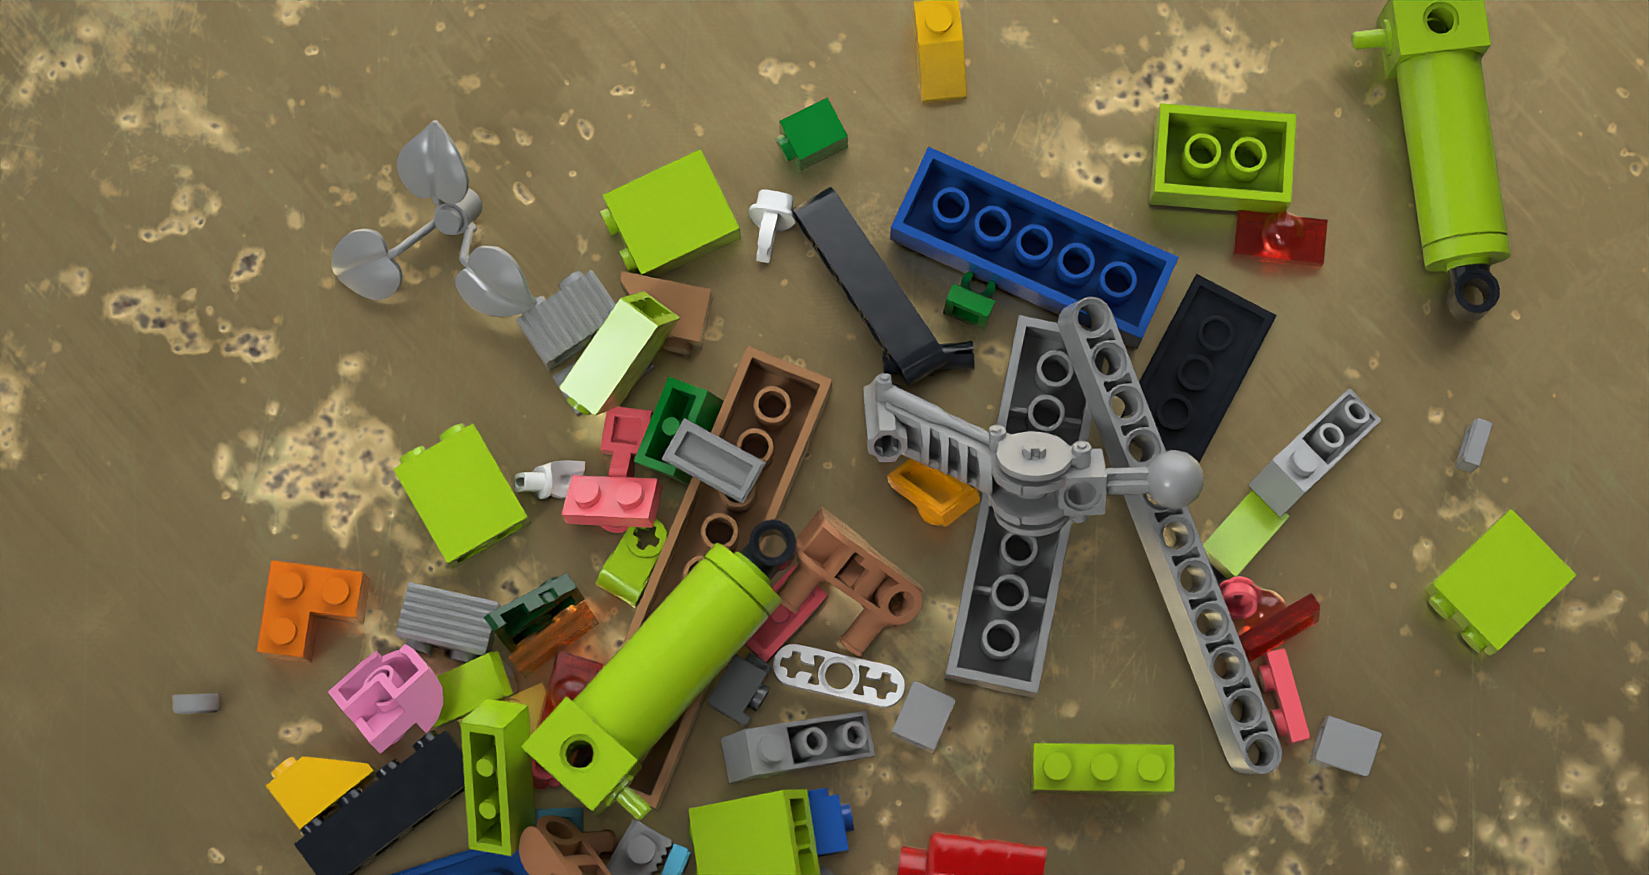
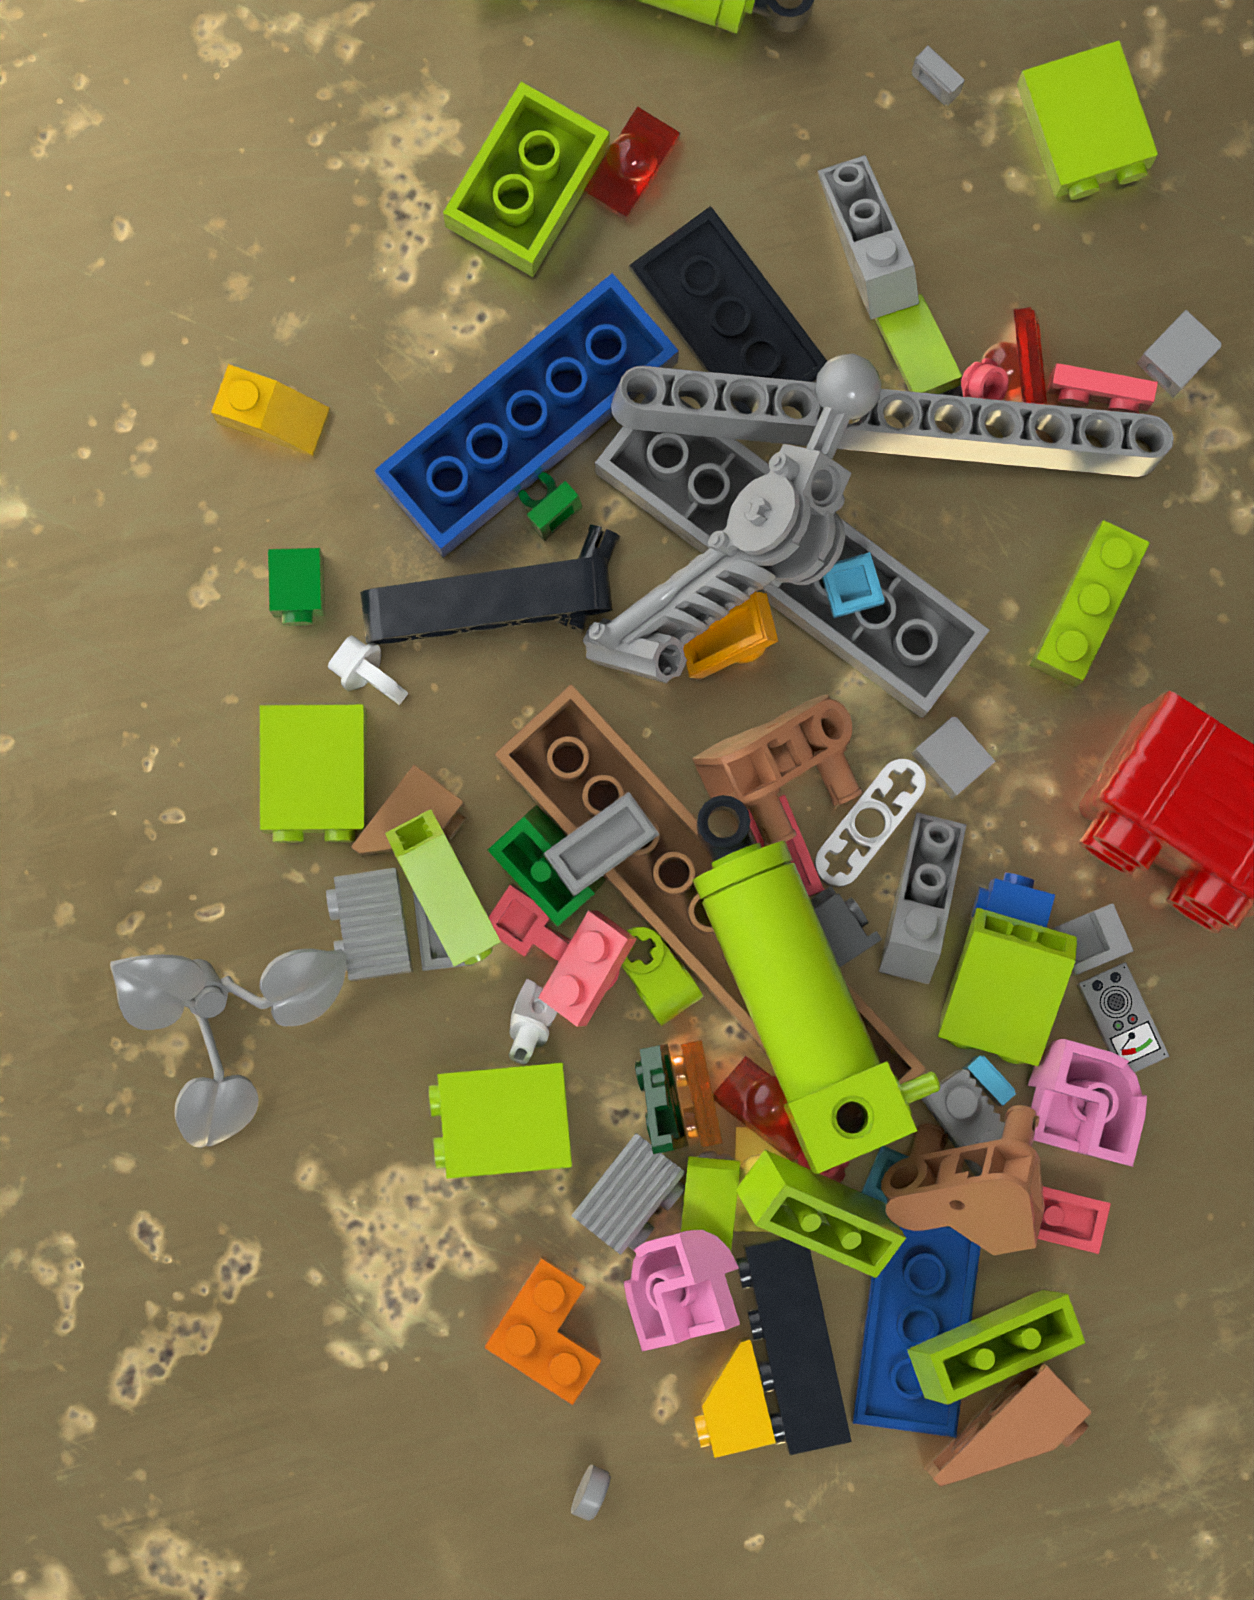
camera: 70 degrees left, 5 degrees up
(1018, 563) = (853, 585): none -> medium azure tile

